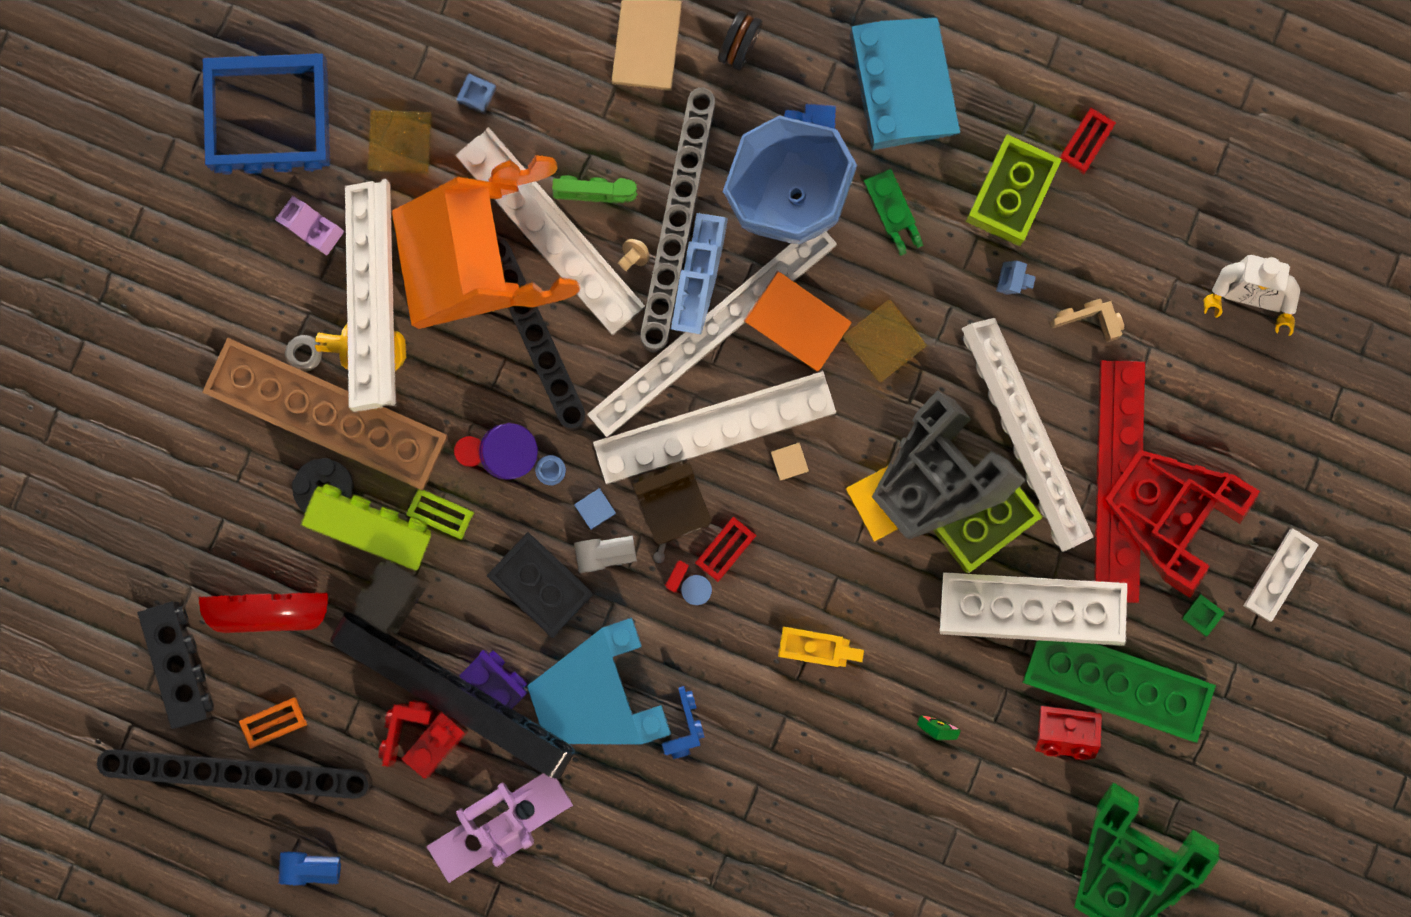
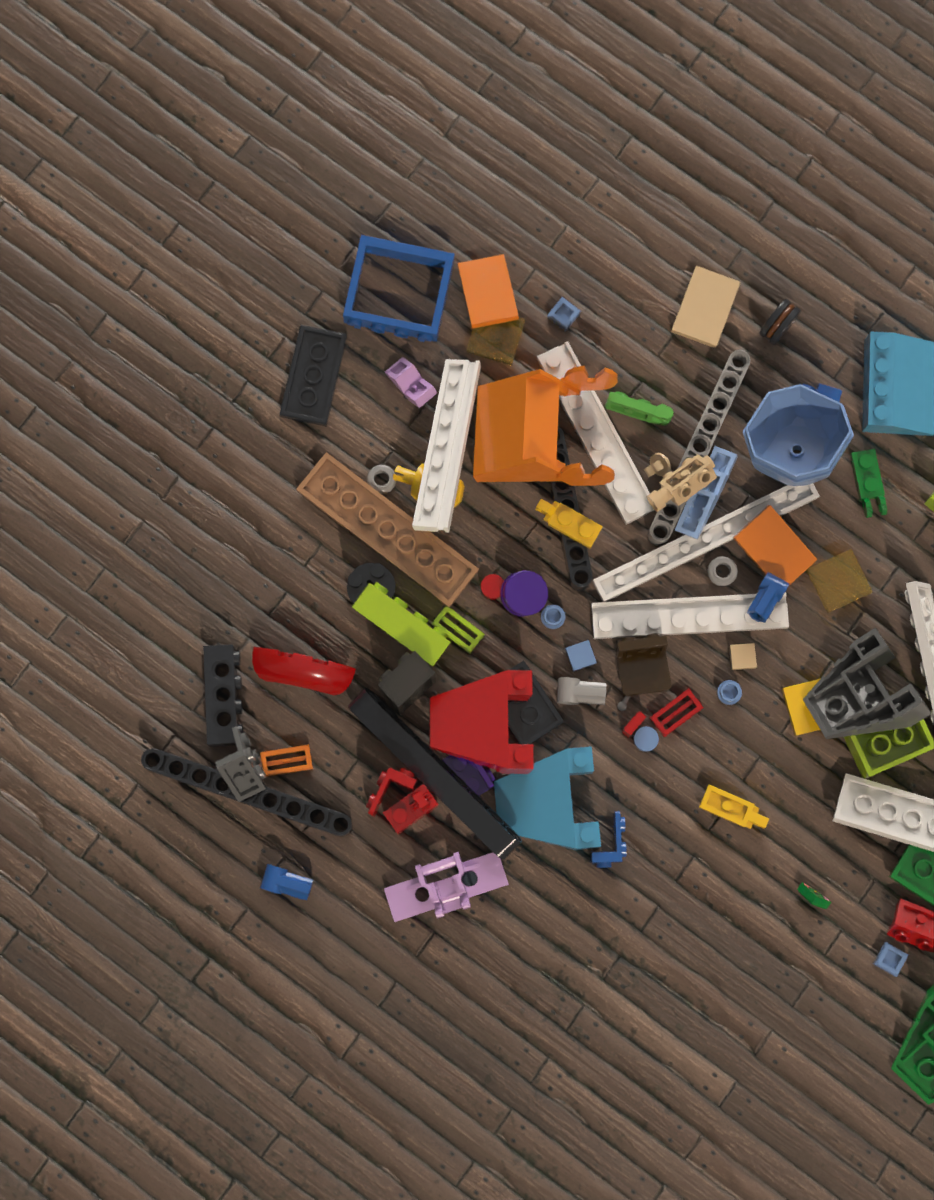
camera: 10 degrees right, 5 degrees down
(189, 245) = (313, 375): none -> black tile
(221, 750) = (242, 768): none -> dark grey bracket
(375, 89) = (488, 291): none -> orange tile
(483, 621) = (474, 722): none -> red wedge
(541, 353) = (569, 522): none -> yellow hinge
(669, 270) = (685, 482): none -> tan brick
(742, 351) = (722, 561): none -> light grey piece
(783, 509) = (729, 692): none -> medium blue plate
(803, 377) = (770, 592): none -> blue piece
(1046, 780) = (890, 959): none -> medium blue tile

